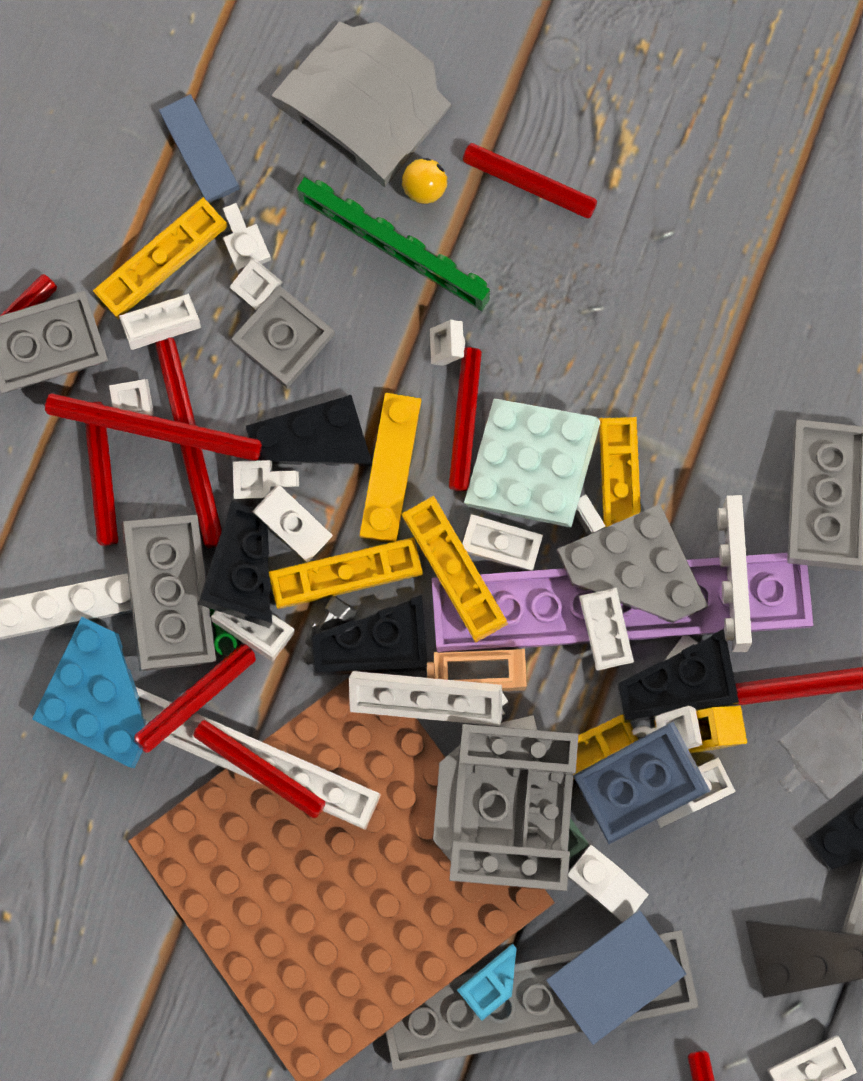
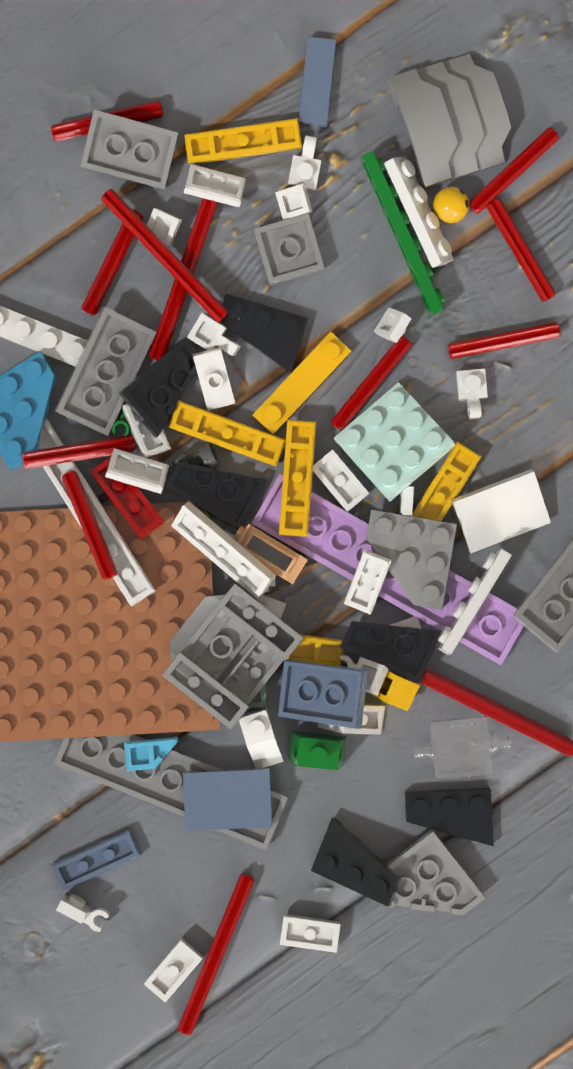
camera: 30 degrees right, 10 degrees up
(273, 675) = (137, 471): none -> white plate
(281, 713) = (128, 501): none -> red plate
(405, 214) = (417, 208): none -> white plate
(465, 106) = (513, 170): none -> red axle
(575, 283) = (503, 340): none -> red axle
(576, 354) = (472, 387): none -> white plate
(676, 855) = (317, 750): none -> green torso
(697, 461) = (501, 511): none -> white tile

